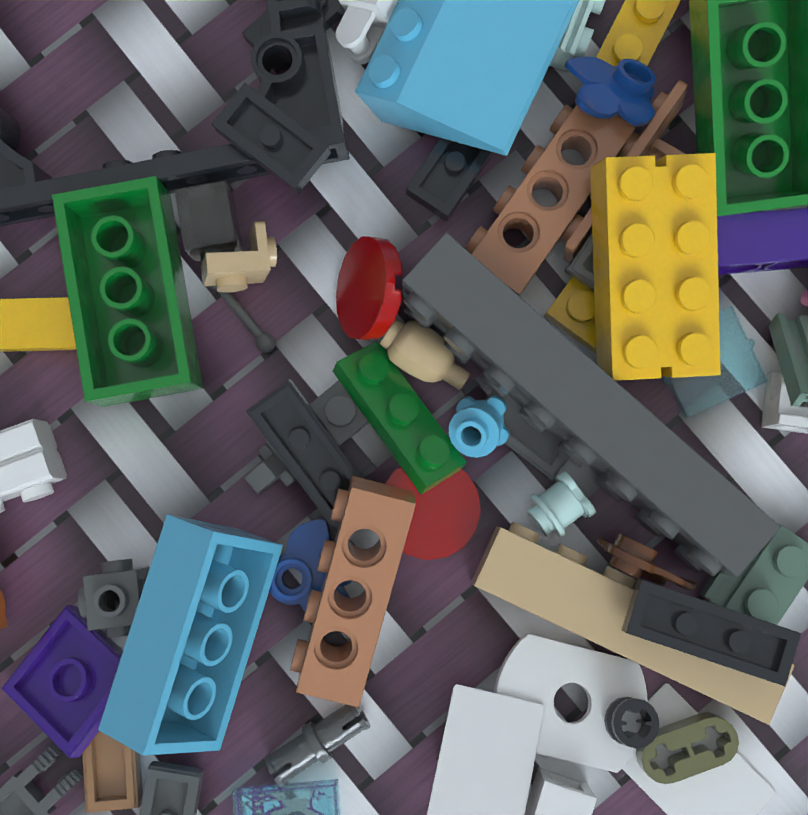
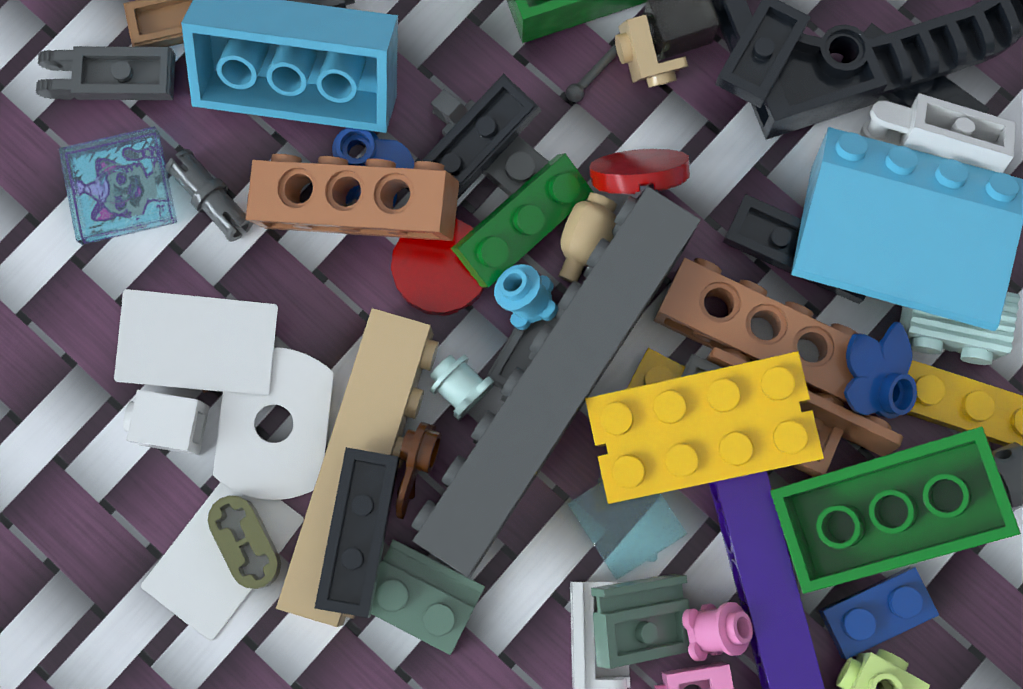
camera: 80 degrees right, 5 degrees down
(649, 722) = (246, 481): black bush -> none

